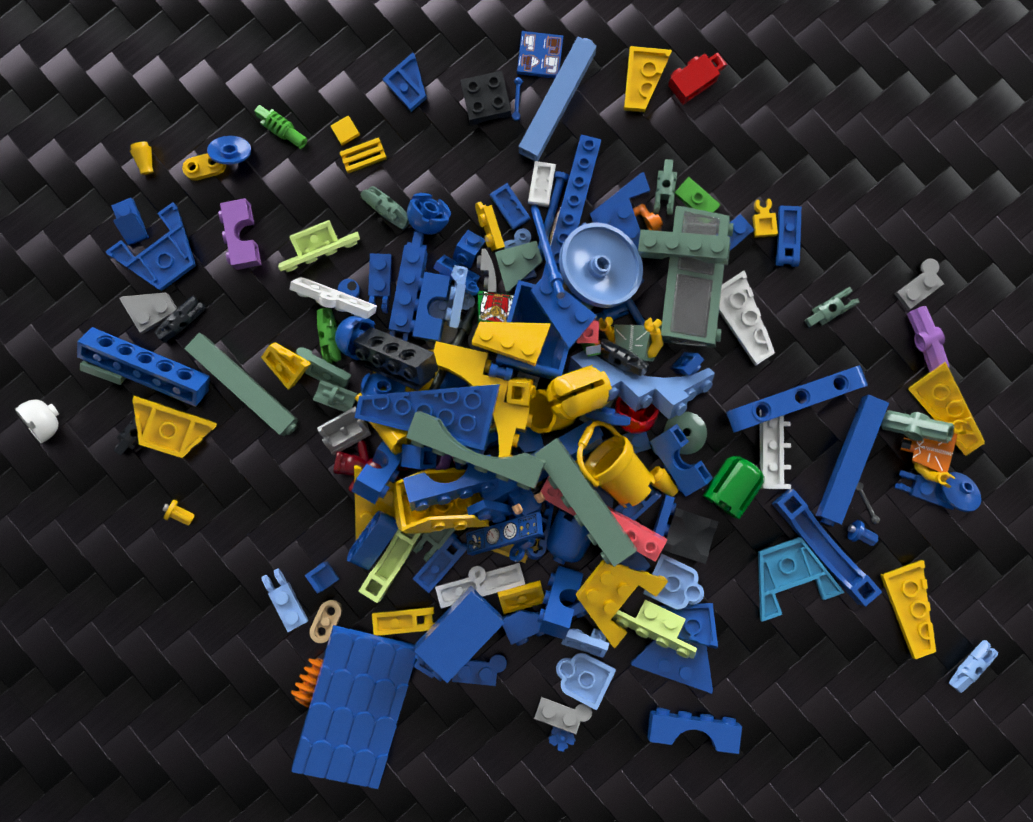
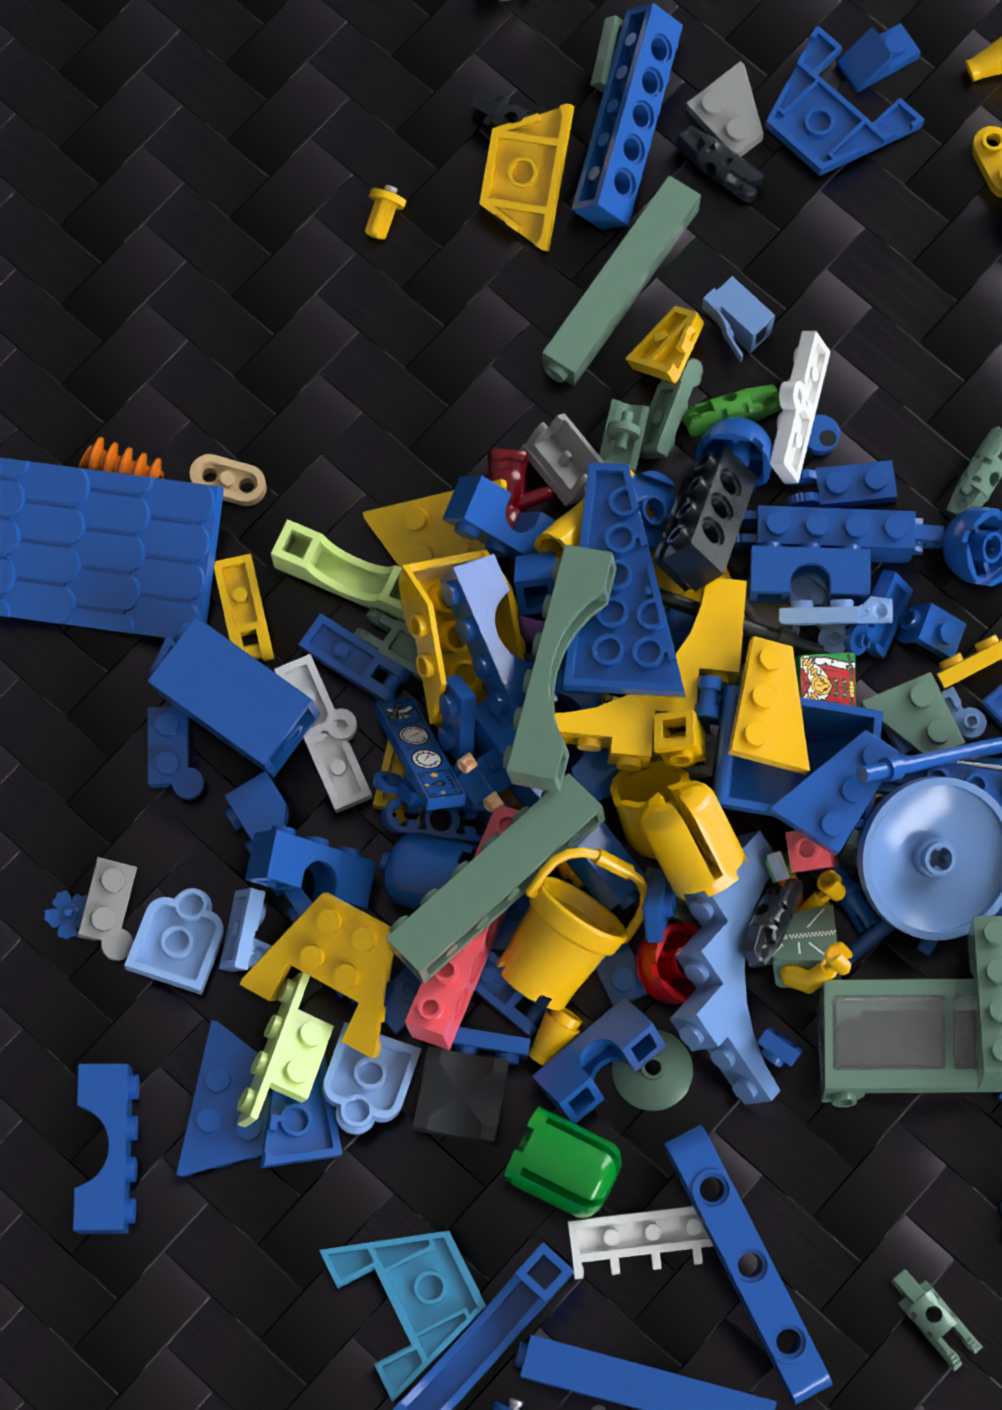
camera: 80 degrees right, 10 degrees down
(235, 217) = (915, 224): medium lavender arch -> none
(274, 322) = (739, 316): none -> medium blue piece
(285, 601) = (254, 409): light blue hinge -> none
(316, 242) = (895, 365): yellowish green bracket -> none
(322, 577) = (304, 461): blue panel -> none
(372, 540) = (378, 533): blue beam -> none
(486, 267) = (903, 665): light grey slope -> none
(521, 597) = (310, 804): yellow plate -> none
(744, 318) = (892, 1146): white wing -> none

